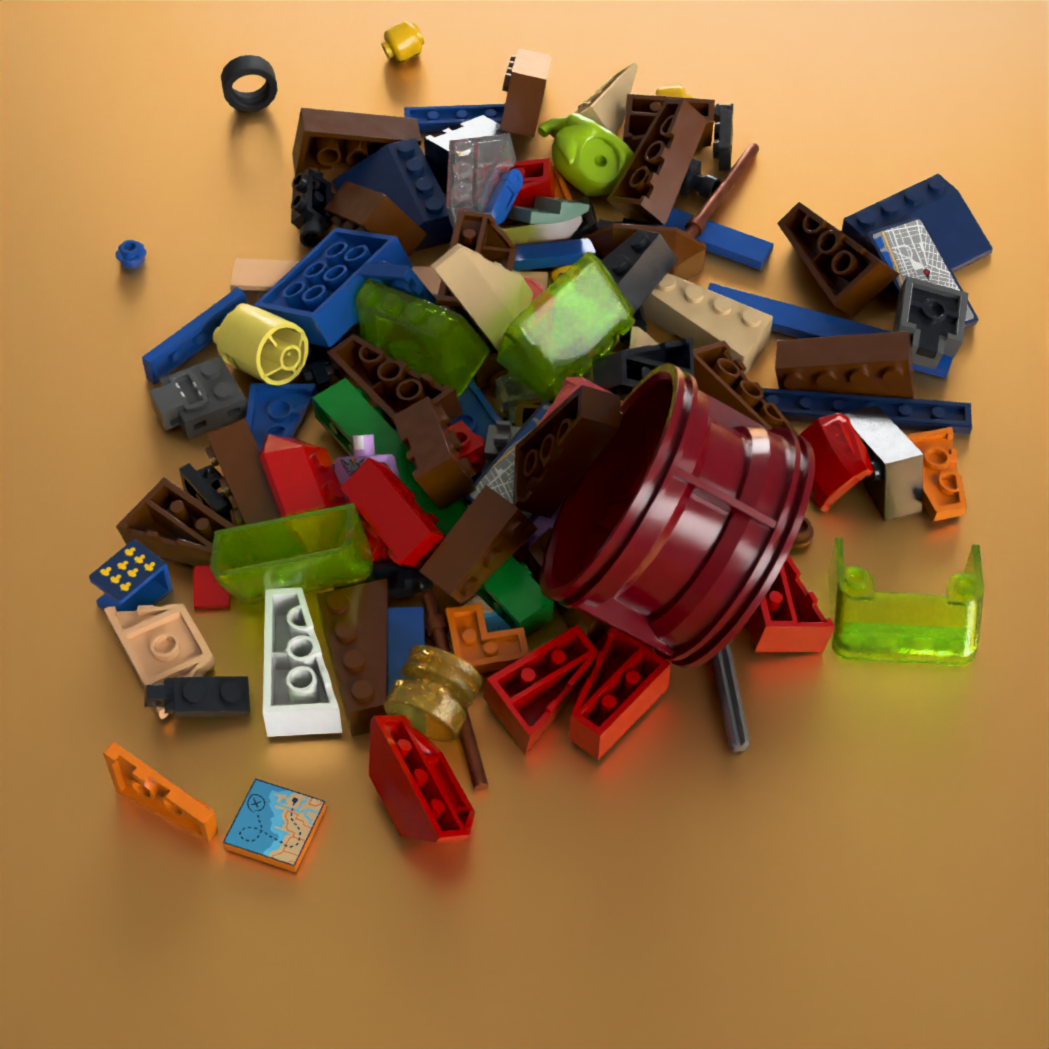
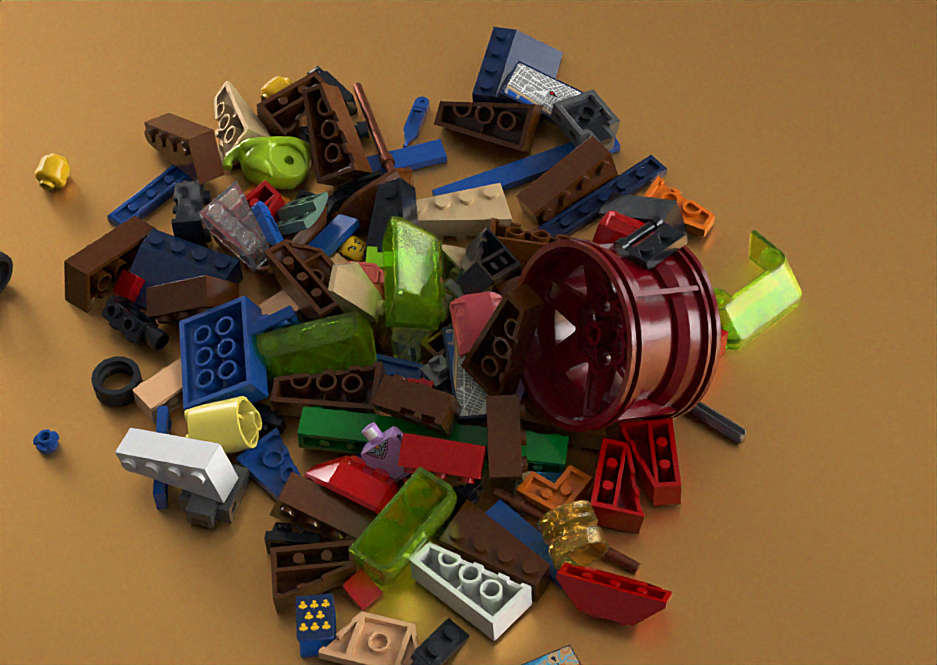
camera: 40 degrees left, 0 degrees up
(181, 344) = (178, 462): none -> white wedge
(240, 230) = (110, 367): none -> black tyre
(344, 172) = (129, 286): none -> red slope
(770, 213) = (415, 119): none -> blue piece
(787, 448) = (655, 248): none -> black plate

